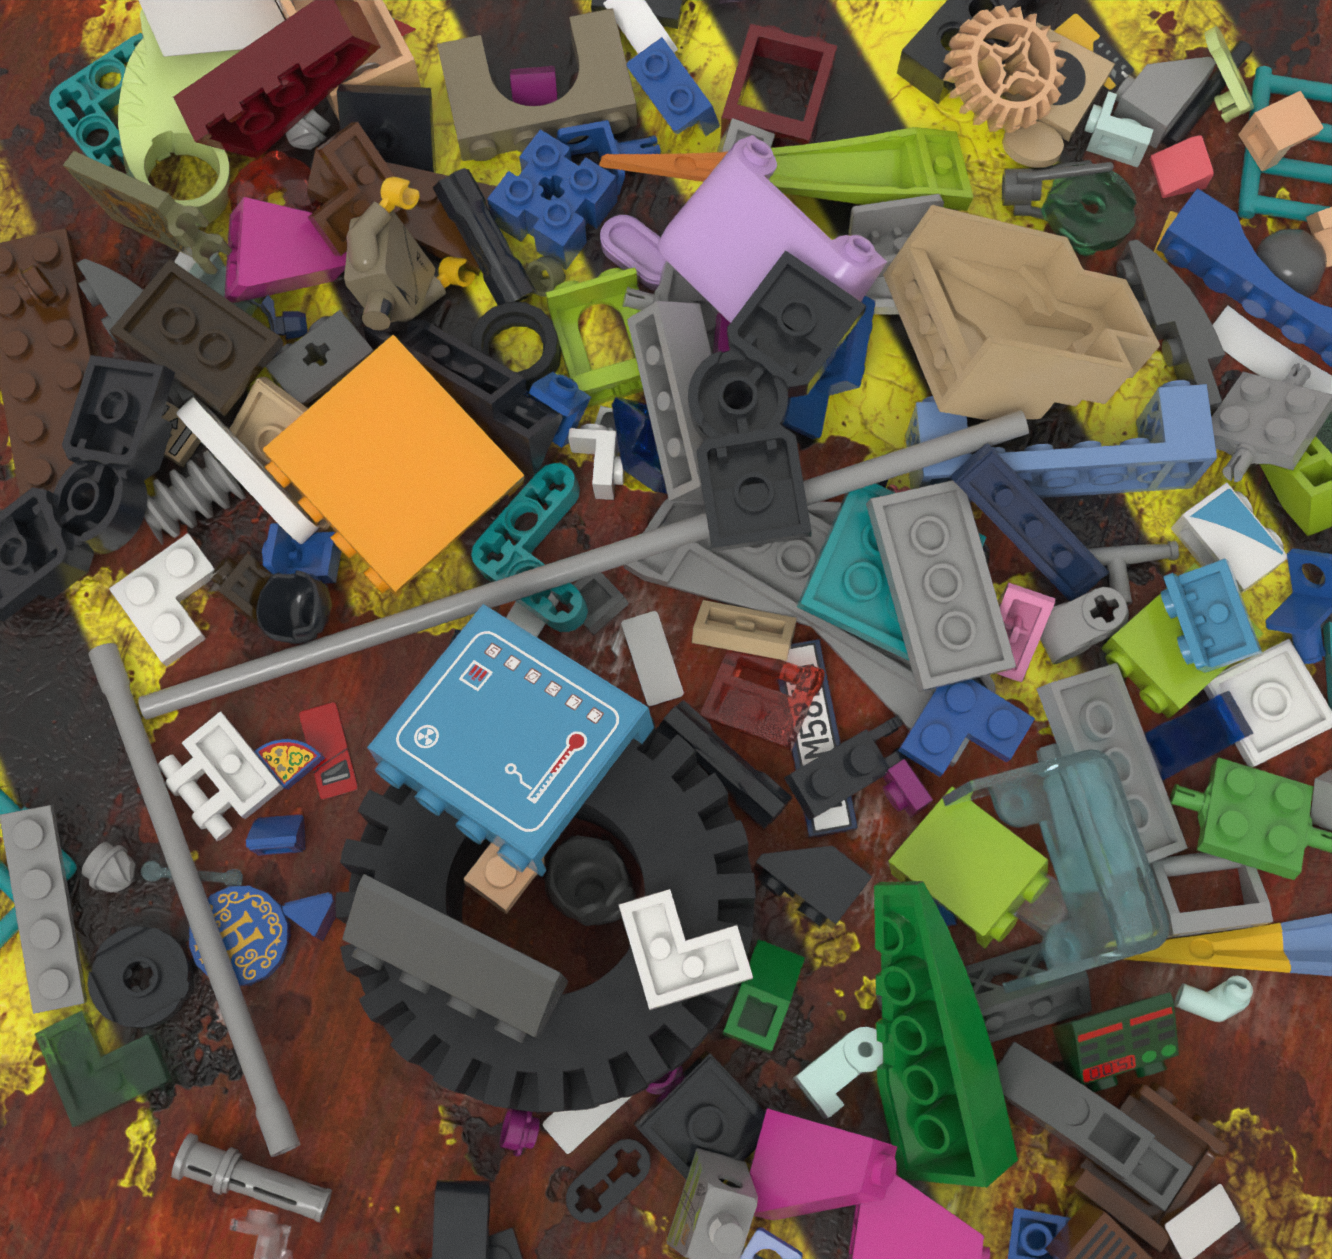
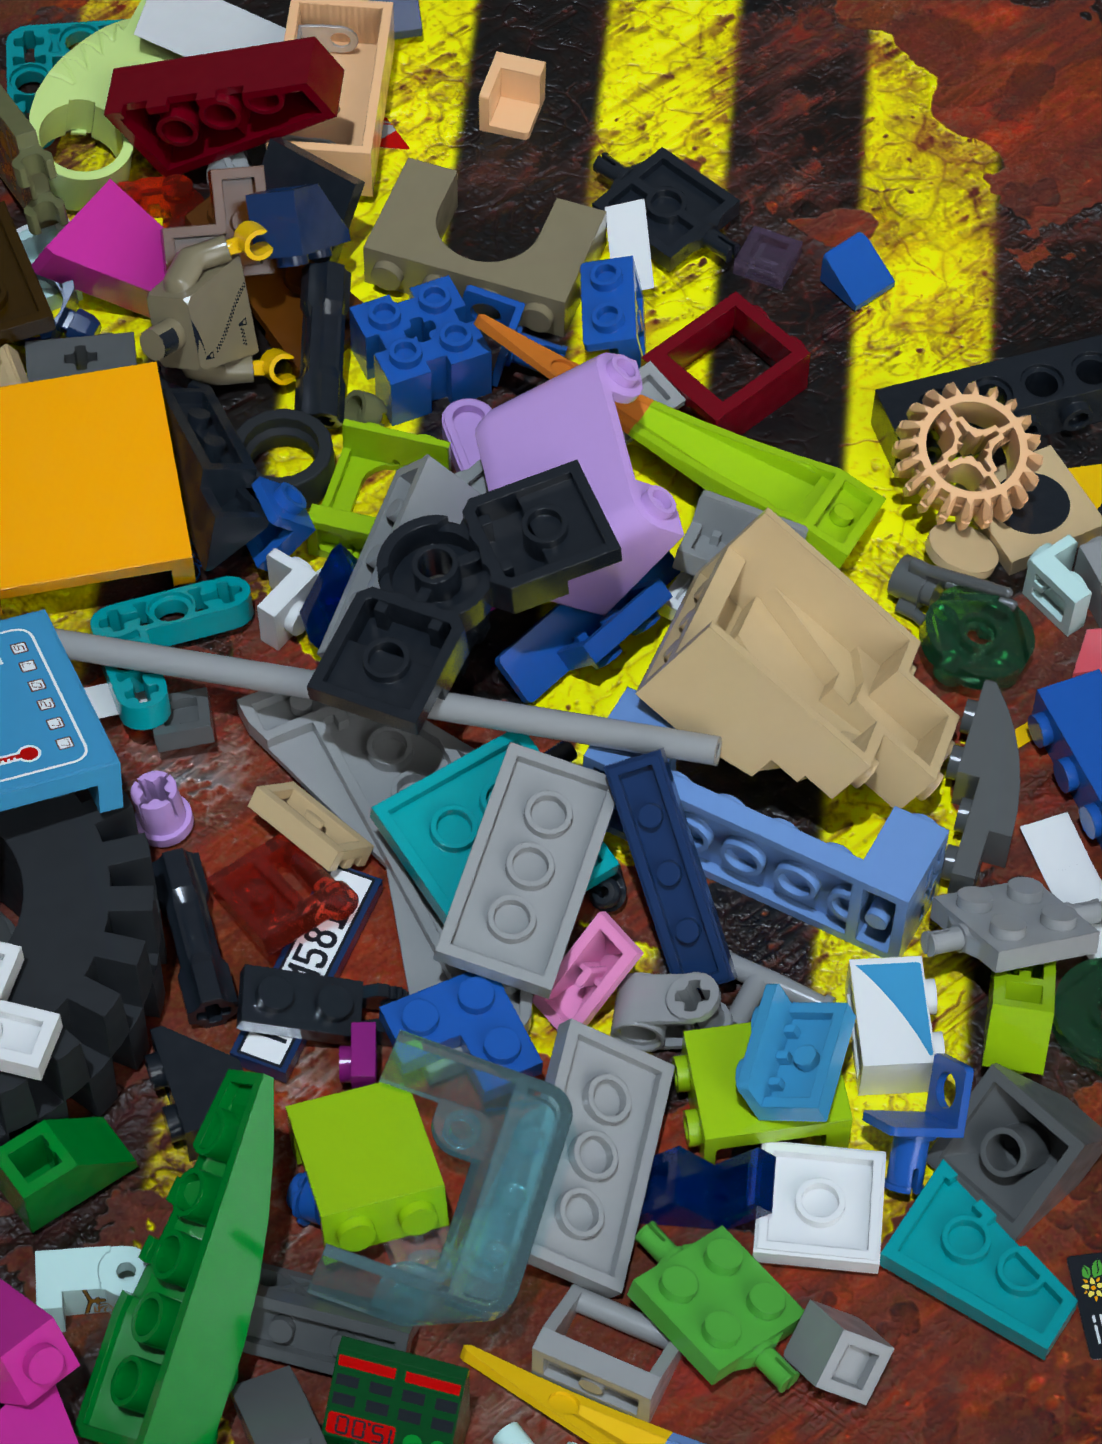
camera: 30 degrees right, 20 degrees down
(409, 152) = (297, 222): none -> dark blue slope
(534, 85) = (482, 244): magenta slope -> none
(640, 690) = (161, 809): none -> lavender bush
(652, 658) = (210, 799): white sticker -> none

